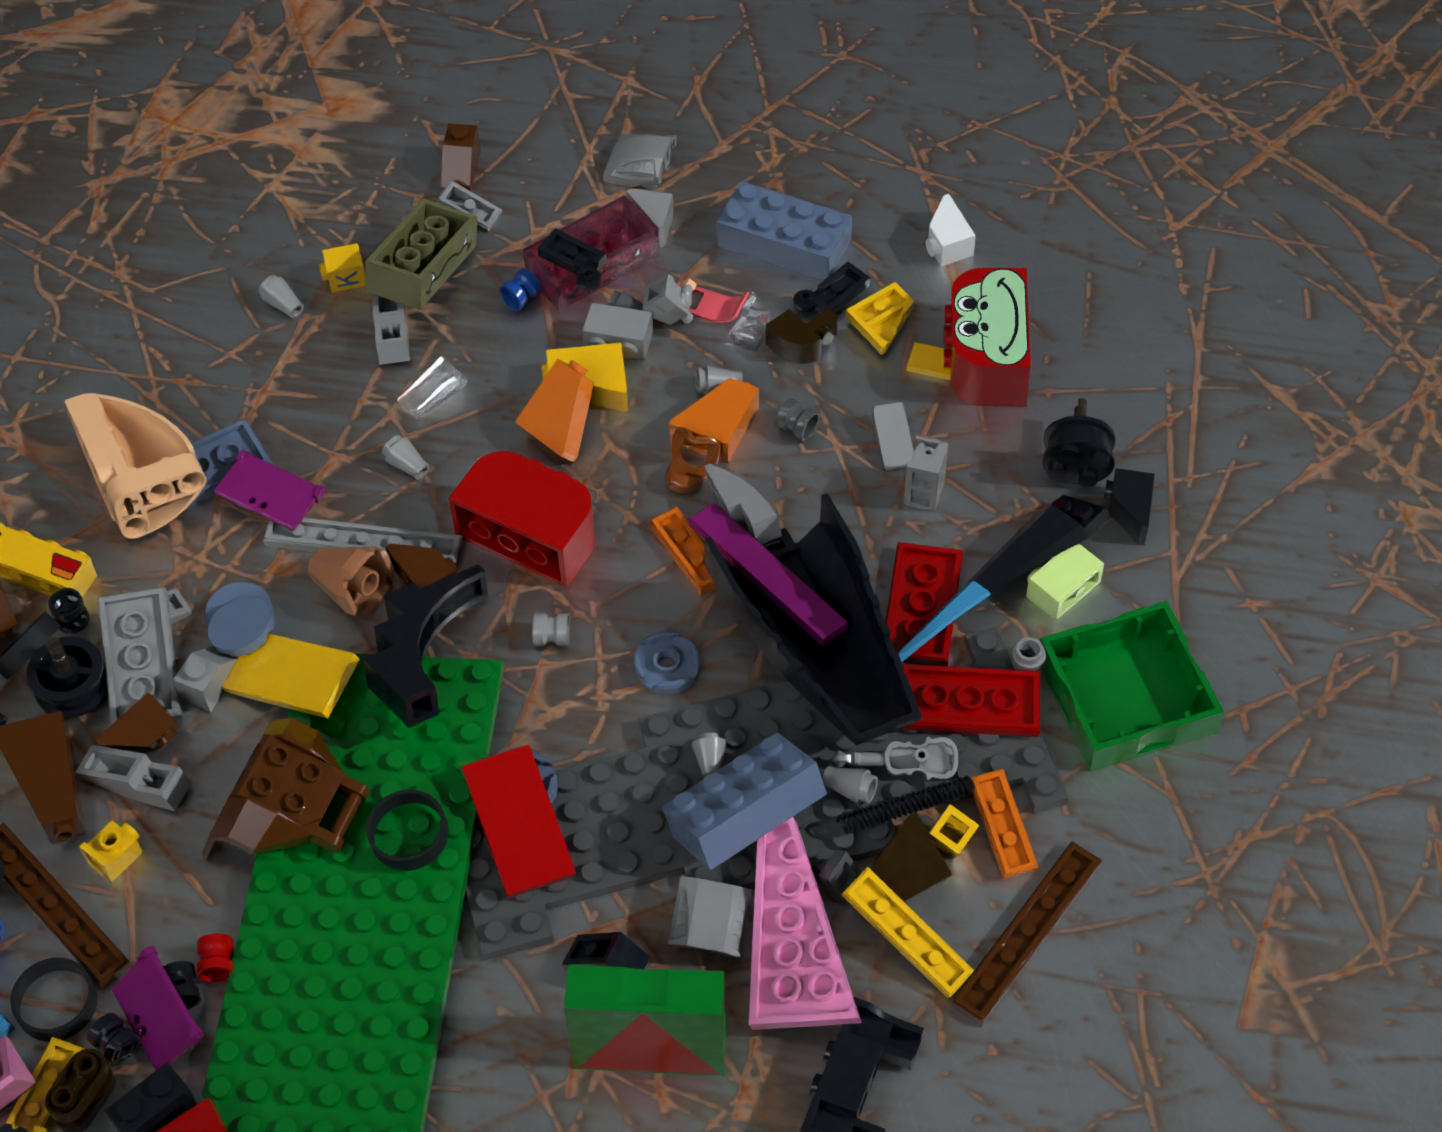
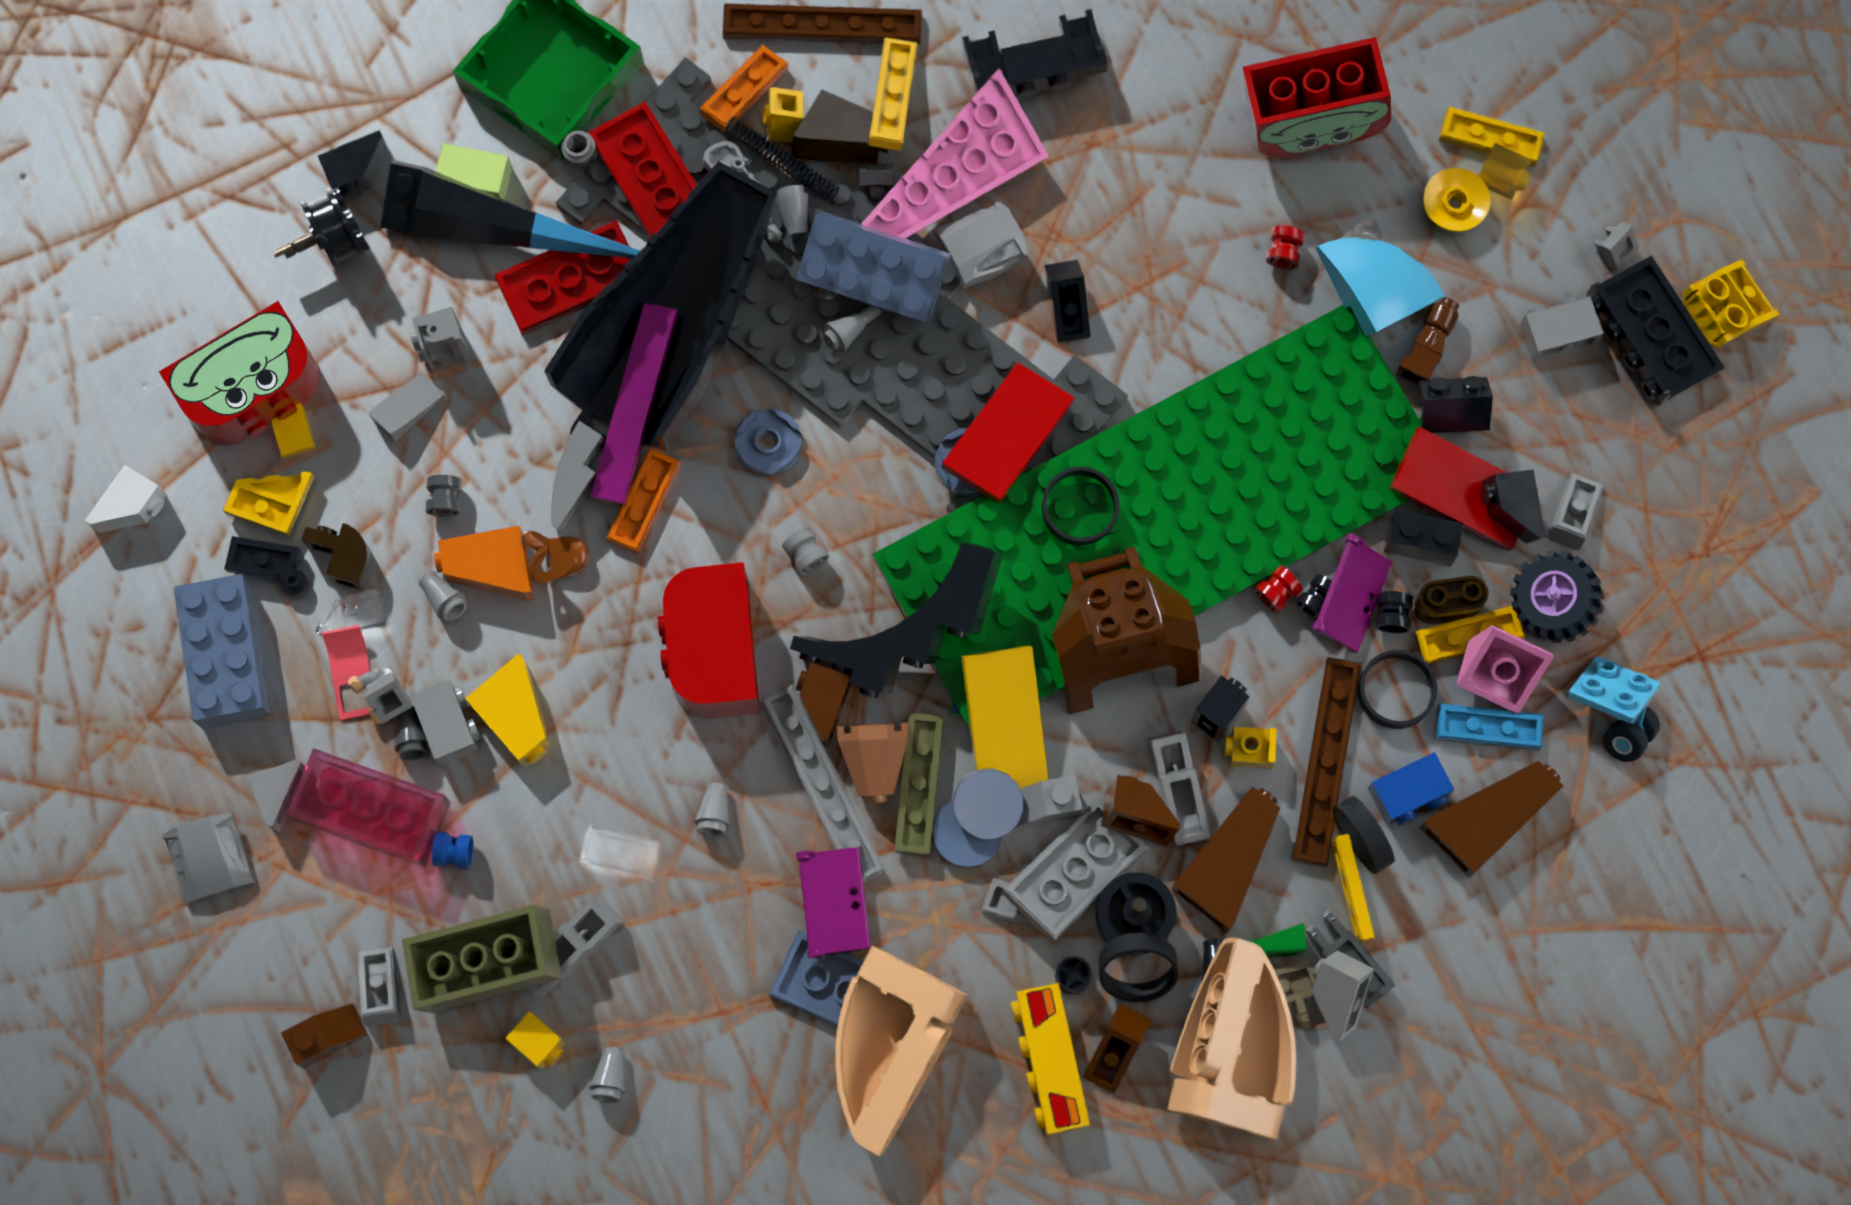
camera: 125 degrees left, 20 degrees up
(156, 834) = (1220, 708): none -> black brick
(303, 599) = (919, 784): none -> olive plate
(559, 409) = (580, 700): orange slope -> none
(574, 257) = (403, 793): black hinge -> none
(646, 1020) = (1113, 203): green tile -> none

